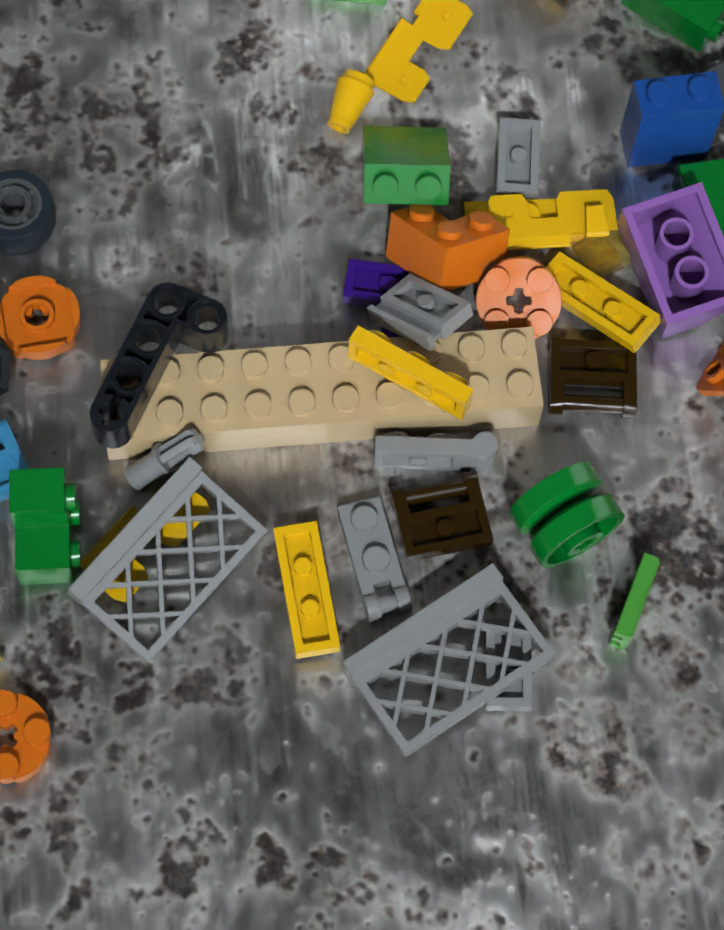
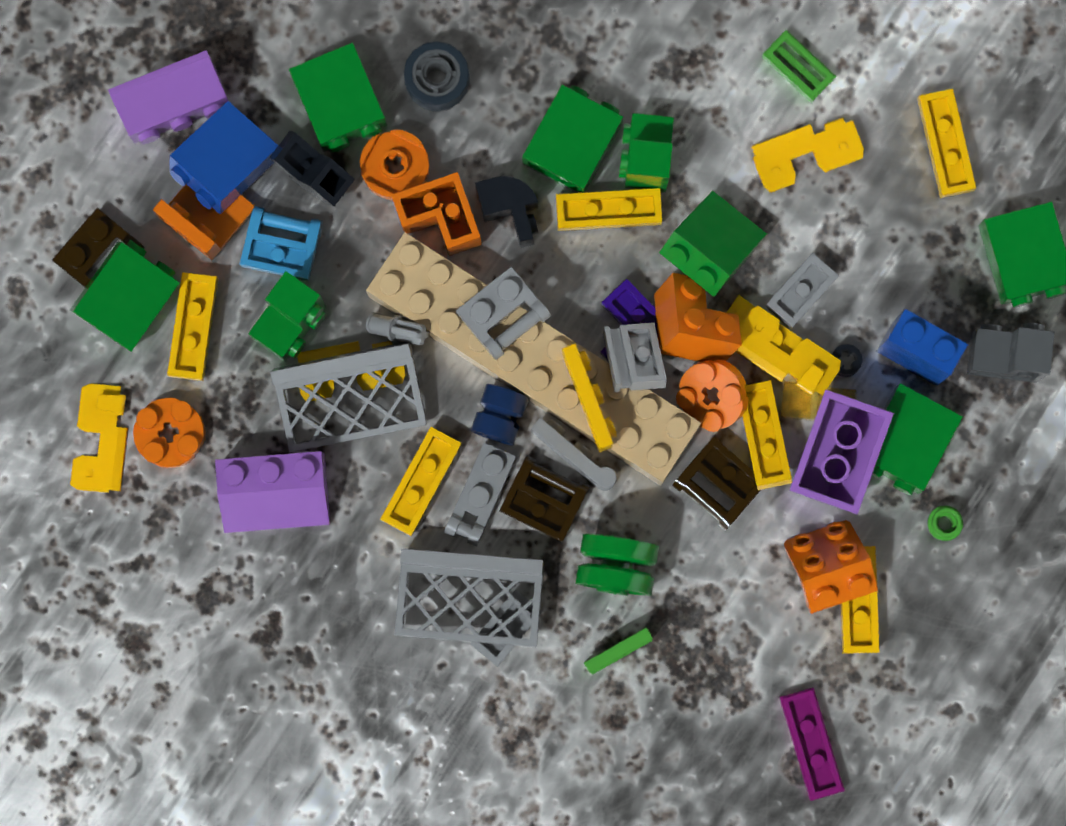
camera: 45 degrees right, 15 degrees up
(104, 321) = (443, 204): none -> orange brick
(149, 366) = (425, 267): black beam -> none
(163, 710) = (273, 491): none -> medium lavender slope
(185, 264) = (509, 197): none -> black brick
(194, 176) = (573, 138): none -> green brick
(247, 355) = (497, 303): none -> light grey plate
(278, 136) = (649, 152): none -> green brick
(279, 214) = (609, 209): none -> yellow plate
(334, 470) = (499, 414): none -> dark blue wheel
(350, 98) = (722, 161): yellow cone -> none
(614, 179) = (855, 366): none -> black bush

